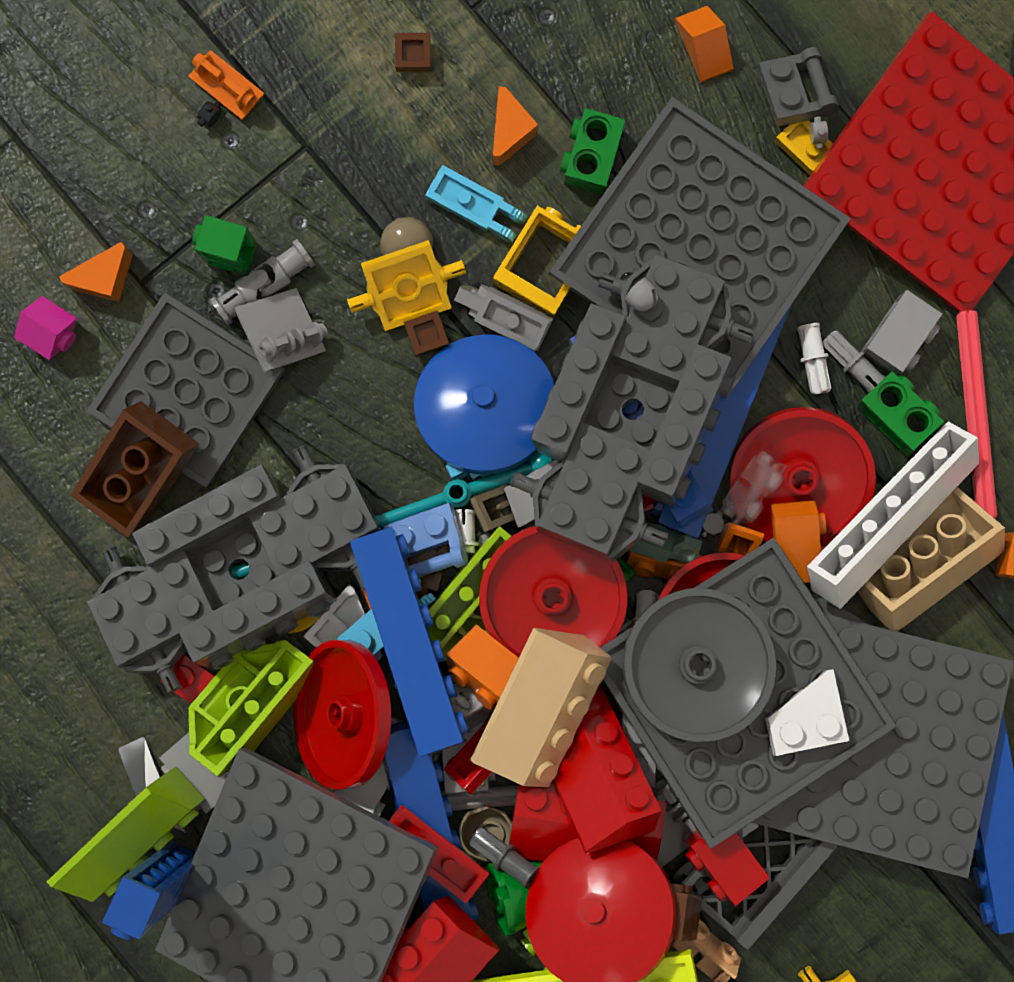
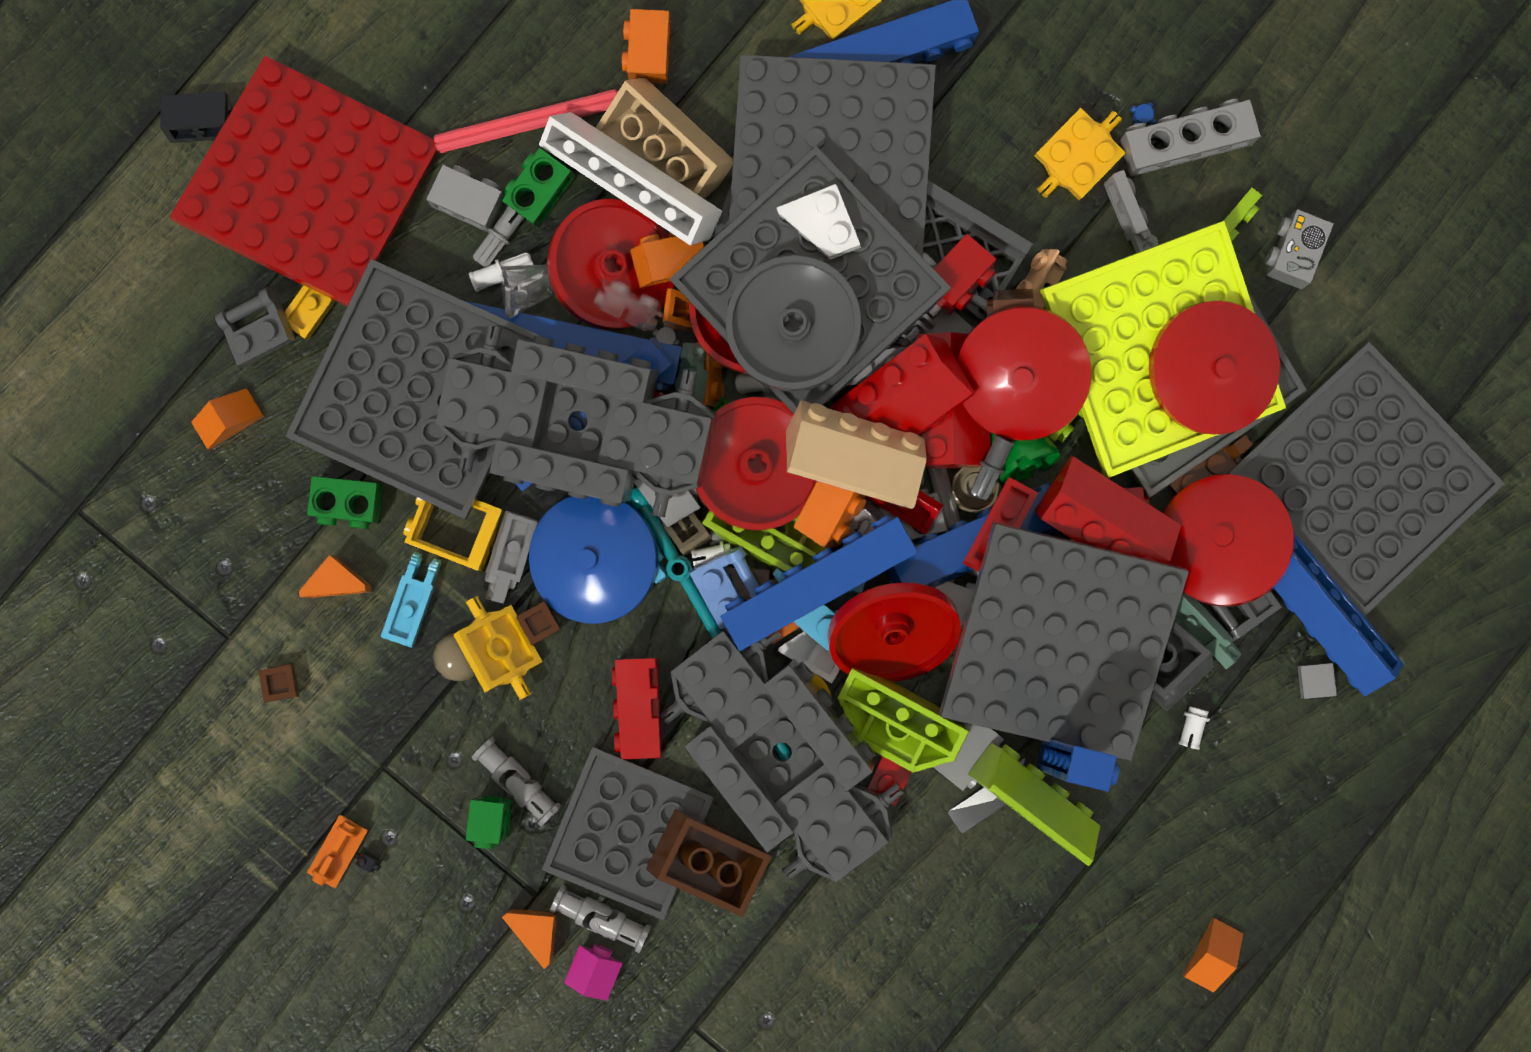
camera: 95 degrees left, 0 degrees up
(88, 362) = (607, 921): none -> light grey piece
(281, 330) = (557, 755): light grey hinge -> none
(315, 423) = (637, 708): none -> red wedge
(642, 295) = (475, 426): light grey hinge -> none
(792, 378) = (524, 287): none -> clear slope
(818, 132) = (294, 300): light grey piece -> none

